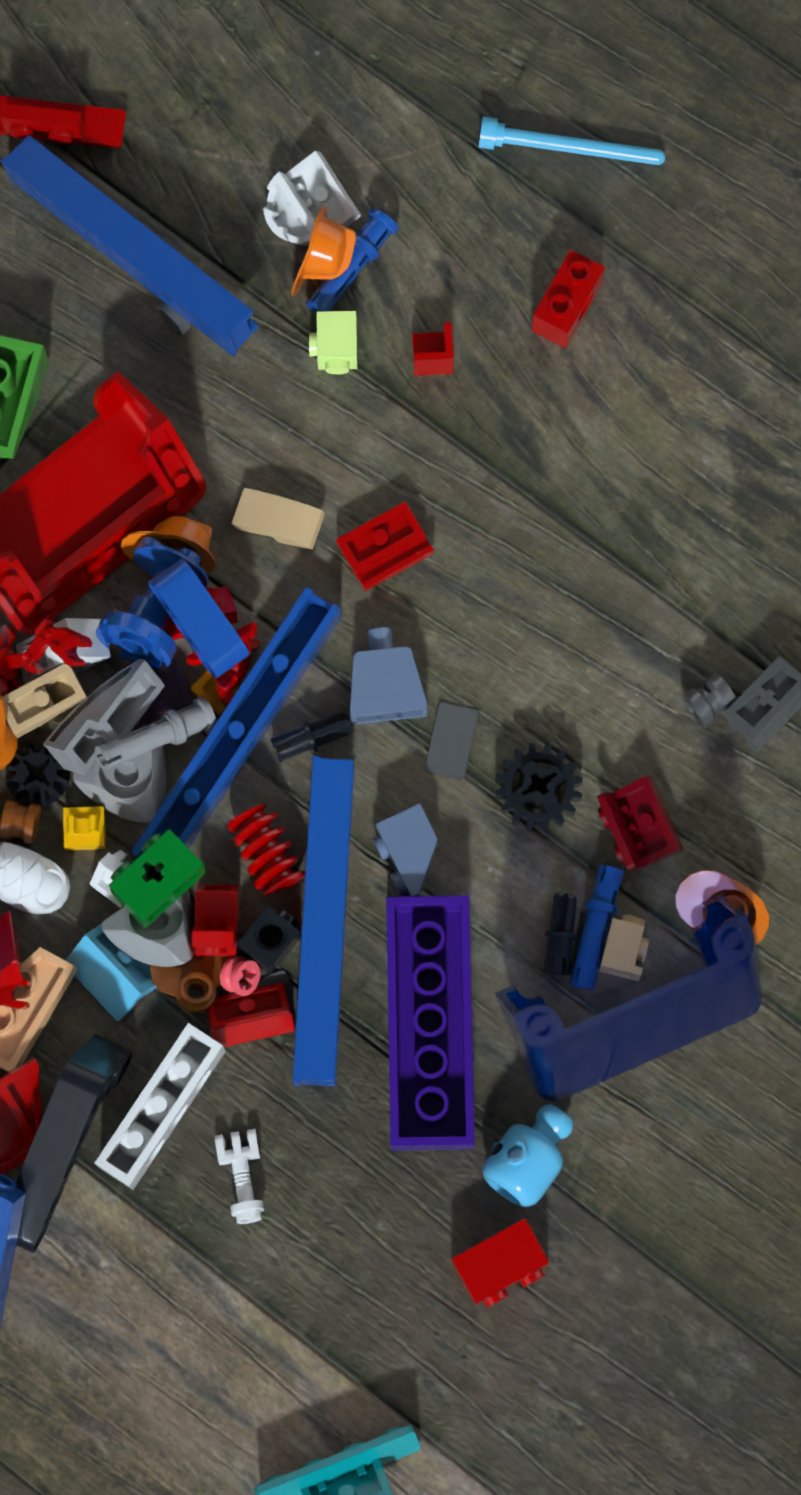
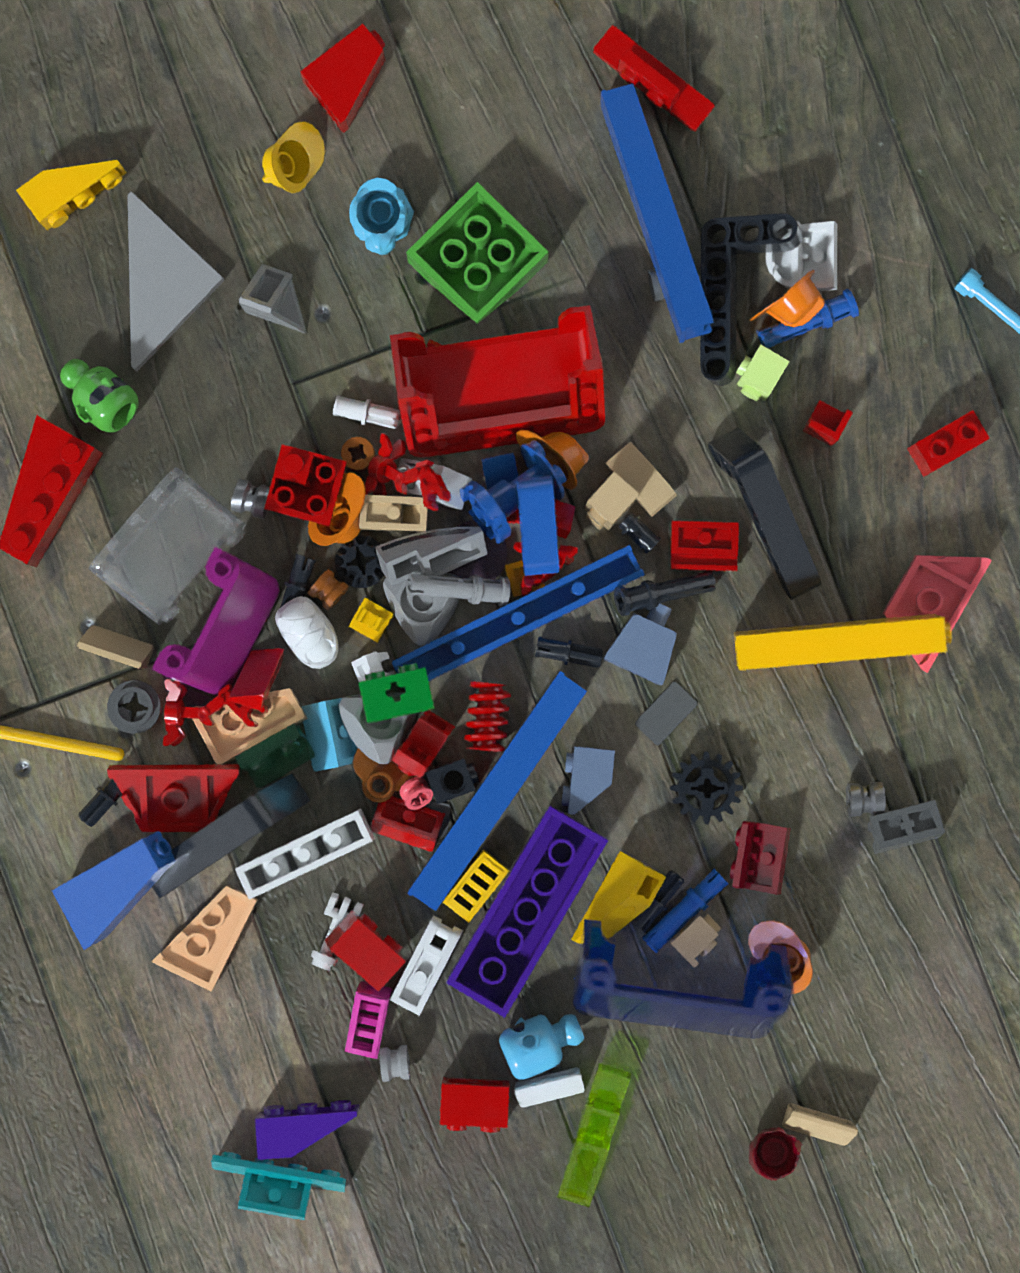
camera: 30 degrees right, 10 degrees up
(67, 1022) = (276, 755): none -> clear green bracket
(112, 1264) = (209, 939): none -> light nougat wing
(122, 591) = (499, 468): none -> blue slope
(244, 275) = (726, 284): none -> black beam
(260, 556) = (610, 502): none -> tan brick
(286, 1168) = (365, 949): none -> red brick
(309, 573) = (639, 532): none -> black pin
(320, 1214) = (371, 1000): none -> dark pink slope
(323, 1414) = (290, 1131): none -> dark purple slope
(359, 624) = (650, 594): none -> black pin
(360, 1152) = (425, 966): none -> white plate
(369, 1000) = (491, 862): none -> yellow slope
(384, 434) = (761, 490): none -> black beam
(390, 1273) = (394, 1063): none -> light grey wheel
(520, 946) = (622, 895): none -> yellow slope
(571, 1200) = (549, 1087): none -> white slope
(580, 552) = (841, 641): none -> yellow brick
(647, 1220) = (594, 1135): none -> clear neon green slope
(651, 464) = (936, 587): none -> coral wing

